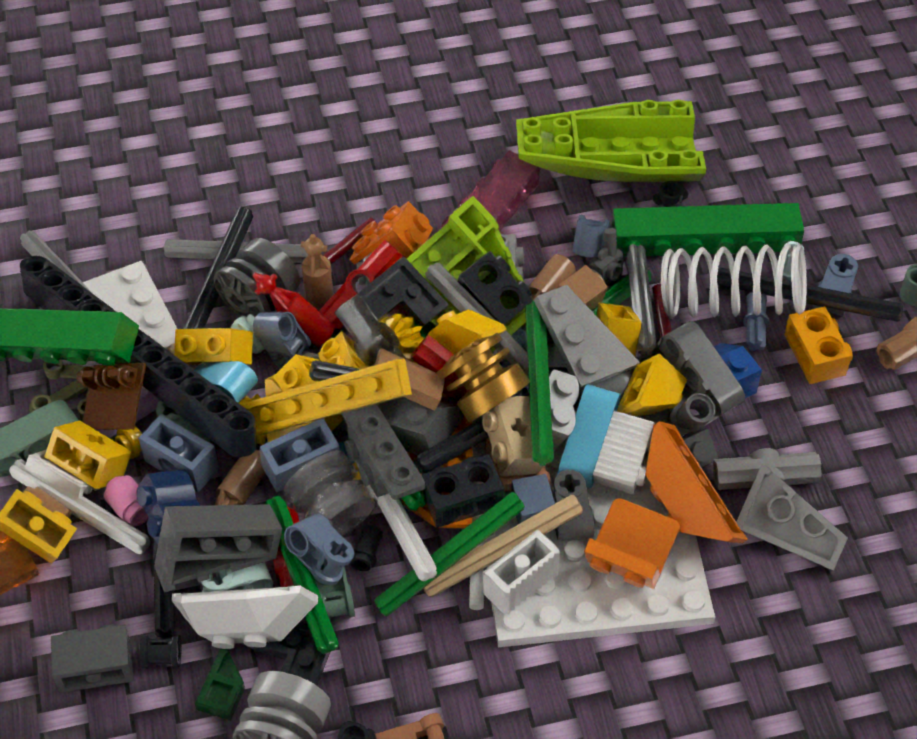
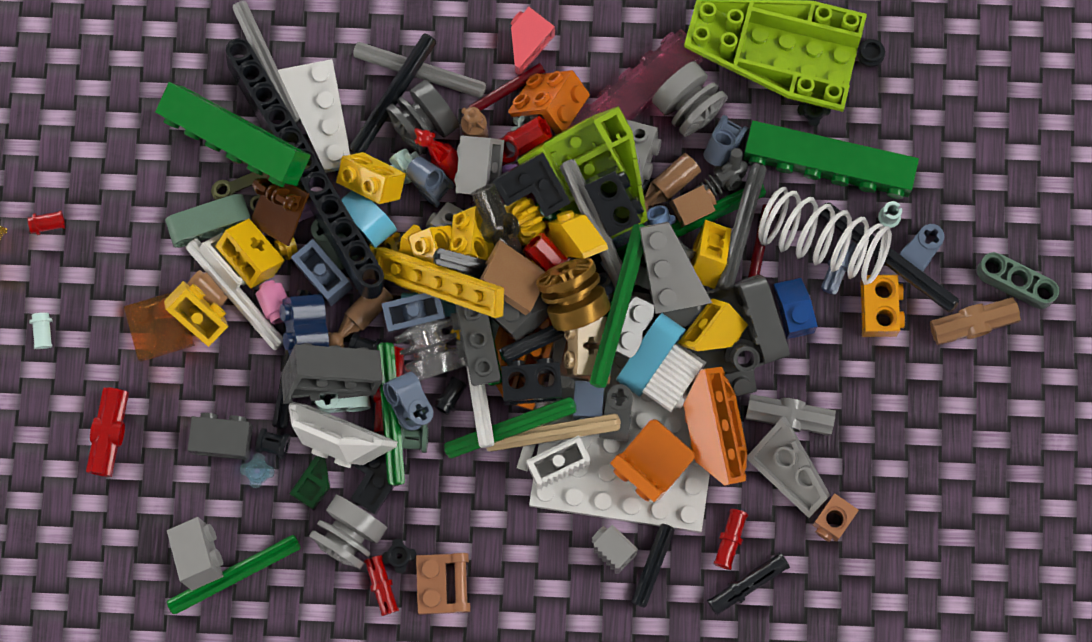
camera: 20 degrees right, 25 degrees up
(150, 698) = (249, 470): none -> clear light blue plate
(326, 291) = (478, 162): none -> light grey brick
(352, 196) = (529, 37): none -> coral slope
(540, 204) = (685, 94): none -> light grey wheel
(619, 654) = (613, 548): none -> light grey brick
(671, 671) = (653, 565): none -> black axle
(708, 138) = (871, 52): none -> black plate
(752, 616) = (730, 539): none -> red pin
(784, 670) = (740, 589): none -> black pin
(865, 549) = (840, 507): none -> nougat brick

